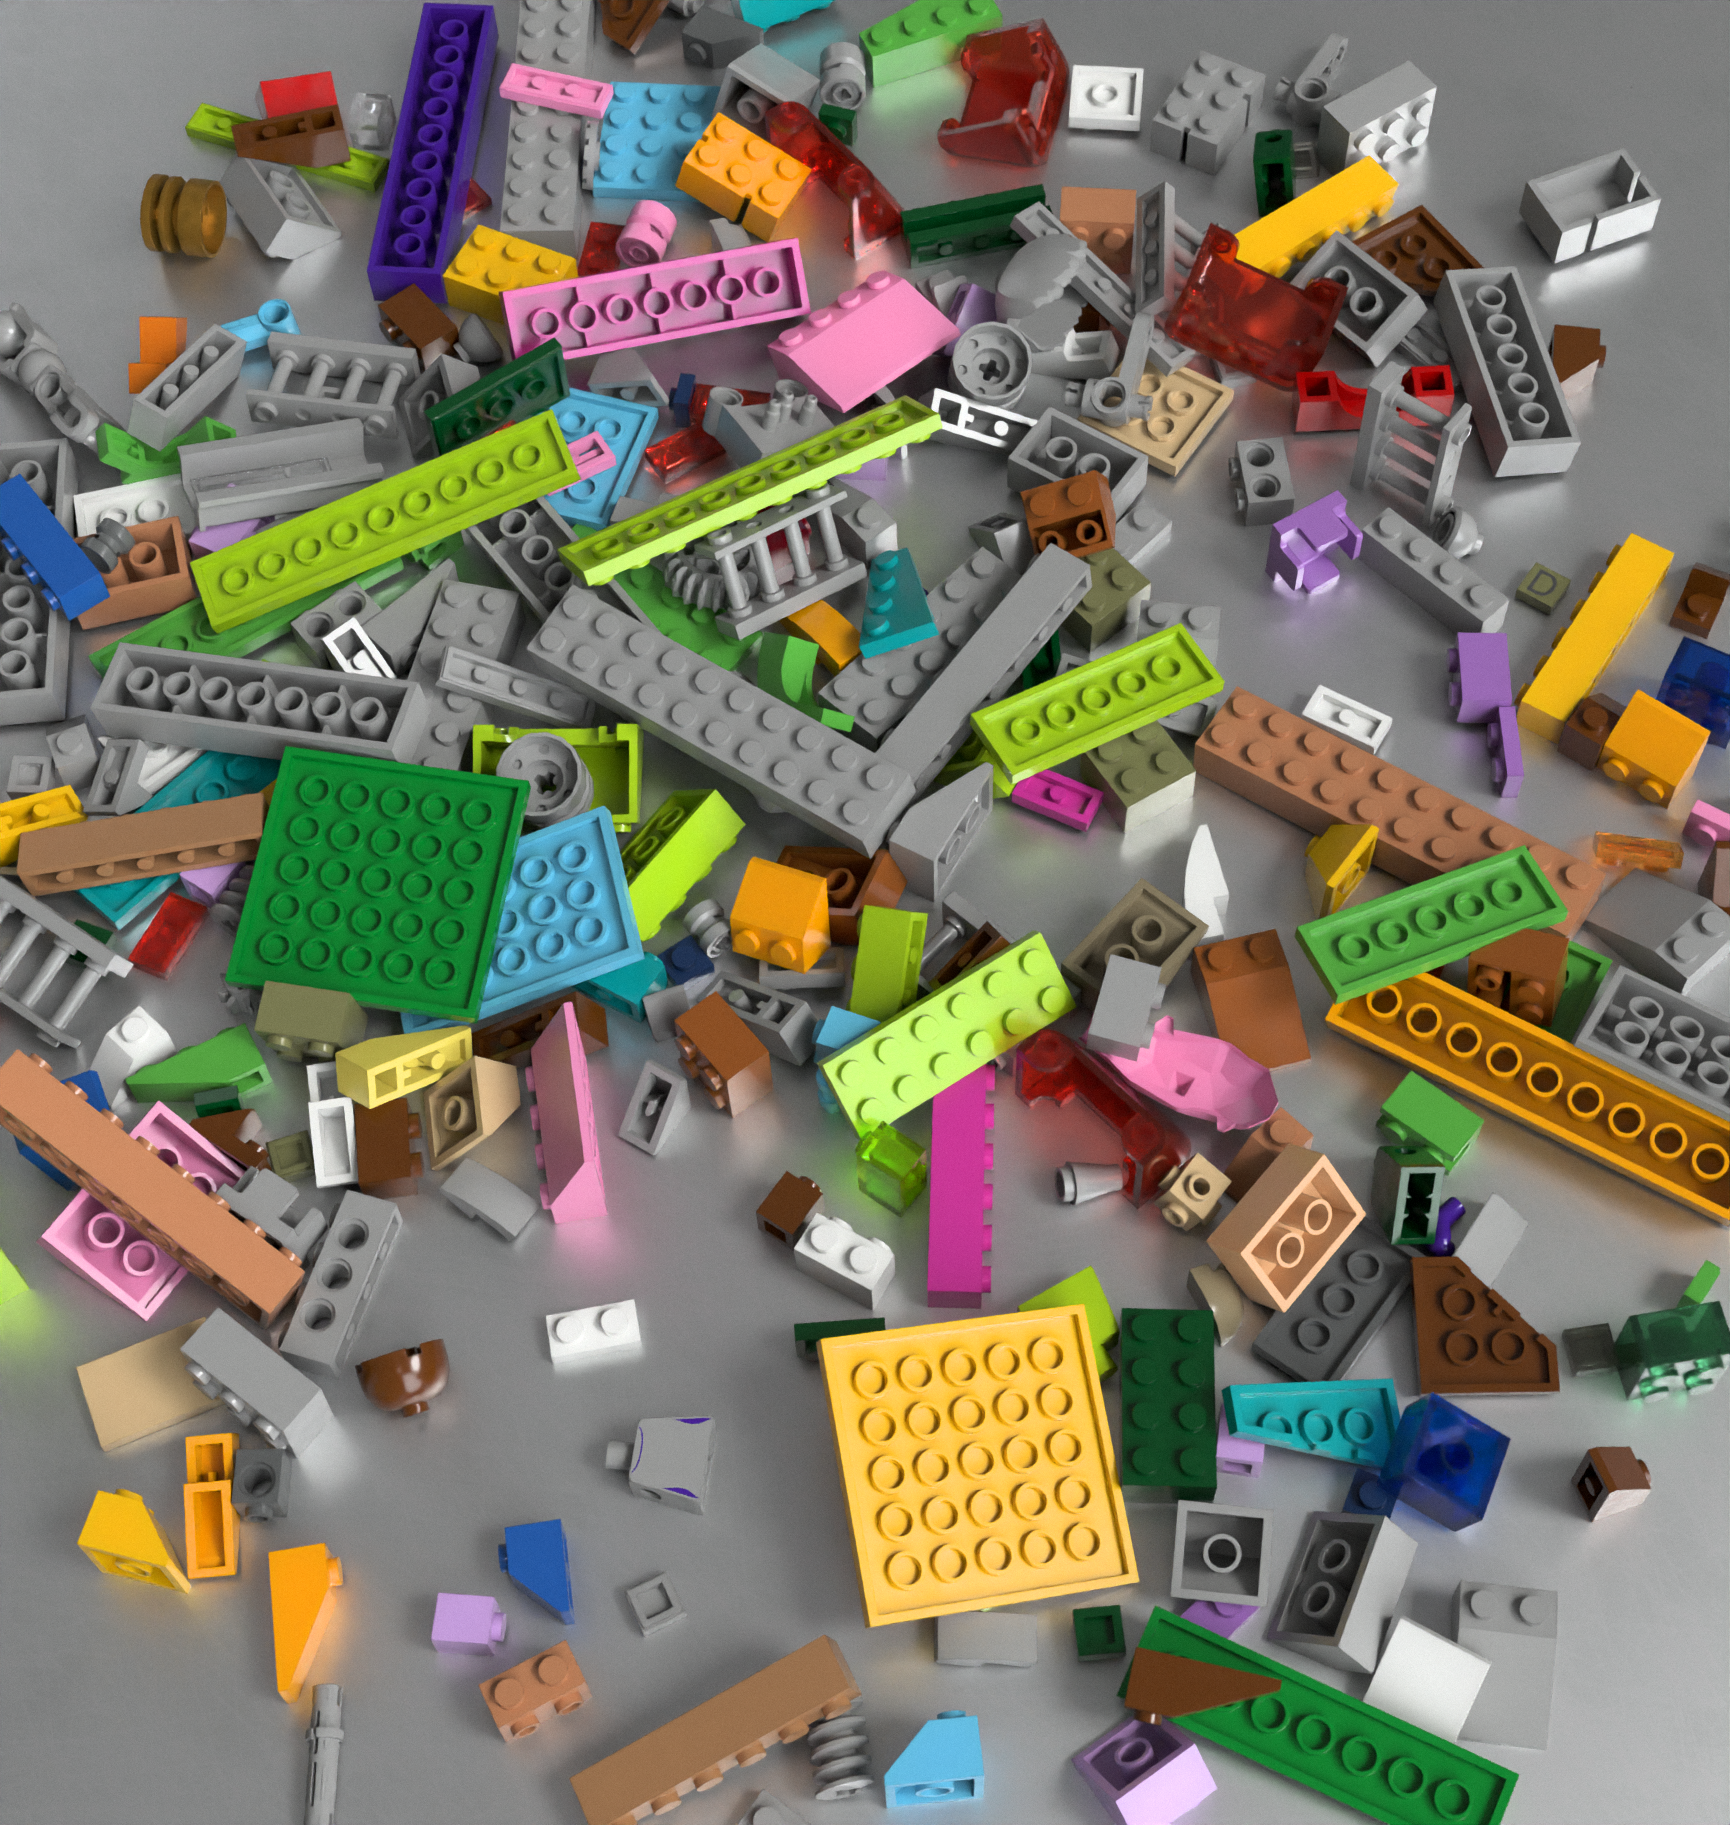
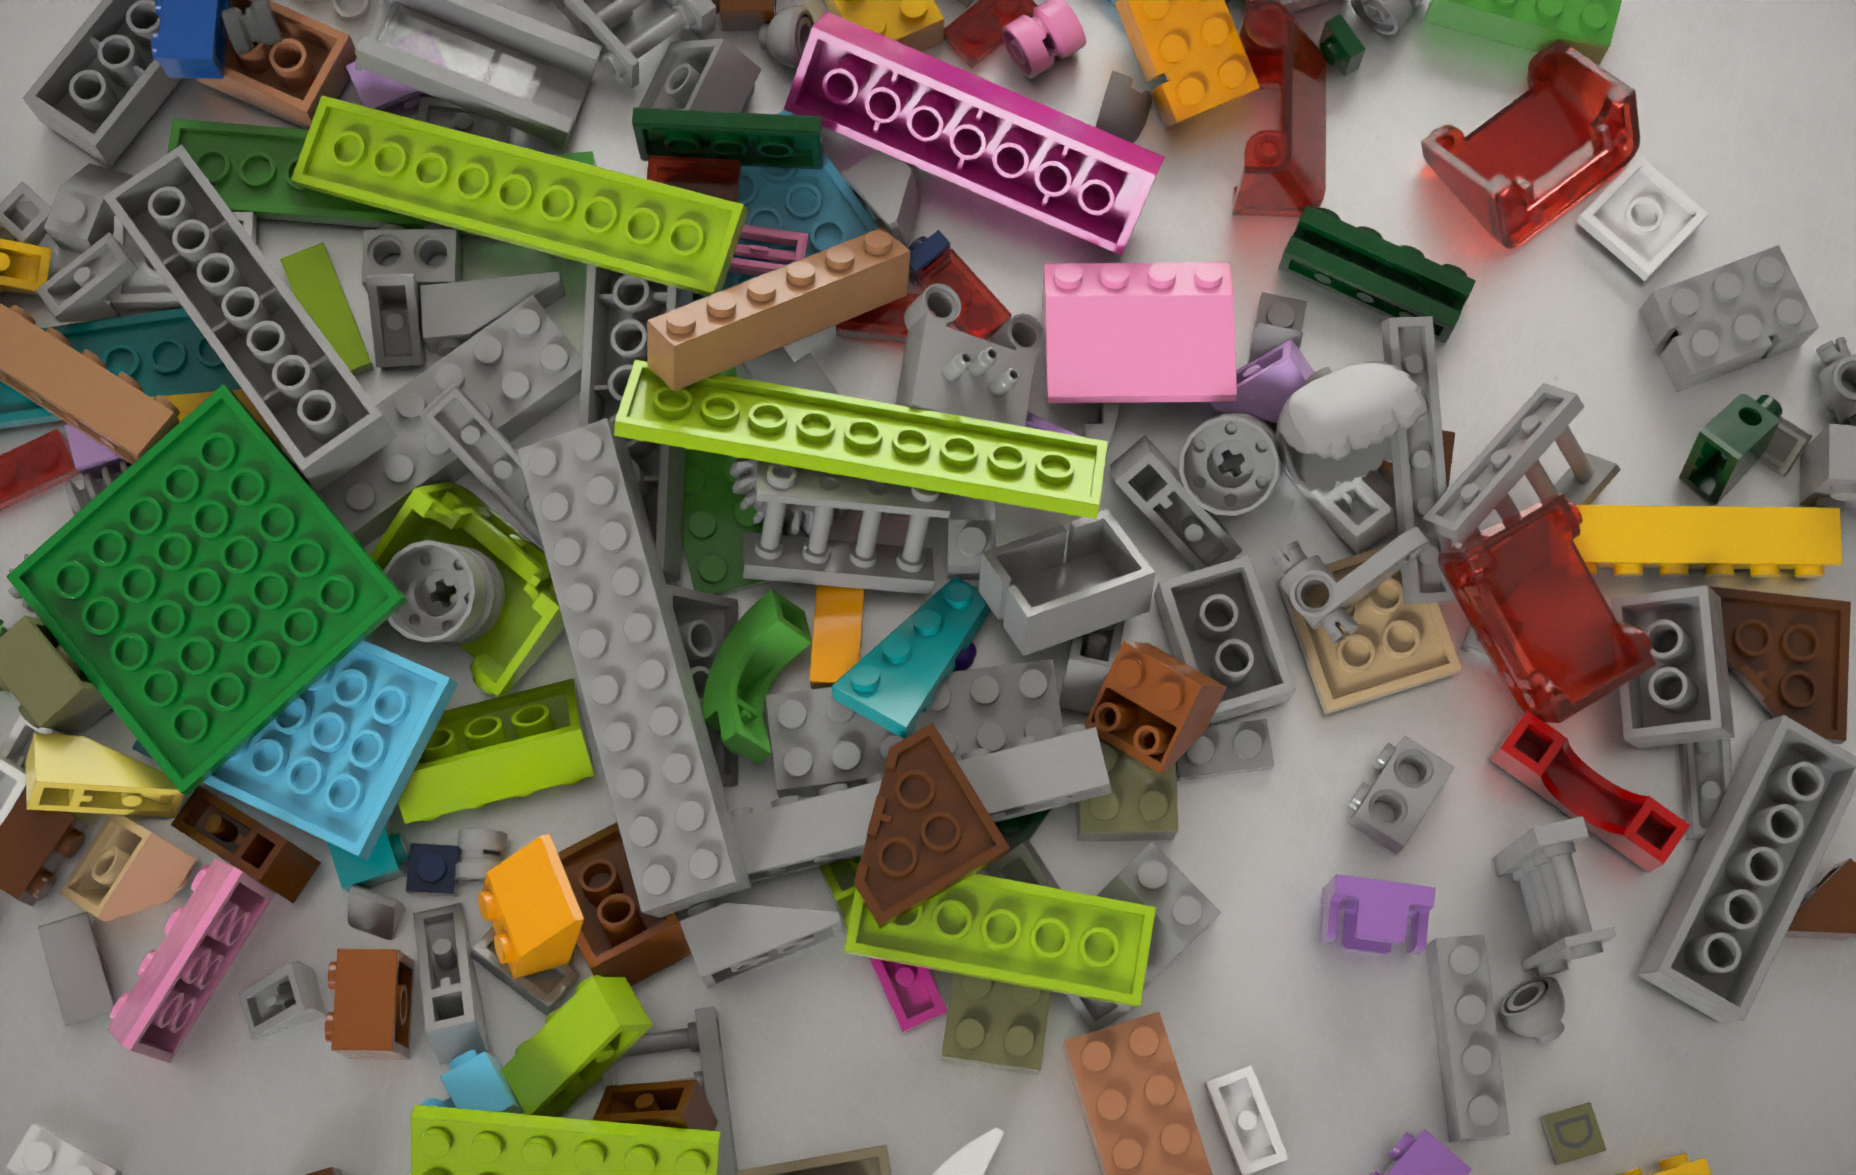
camera: 35 degrees right, 15 degrees up
(622, 465) = (777, 308): none -> medium nougat brick
(949, 498) = (1059, 601): none -> light grey piece
(998, 668) = (923, 829): none -> reddish brown plate
(1102, 220) = (1484, 378): nougat brick -> none

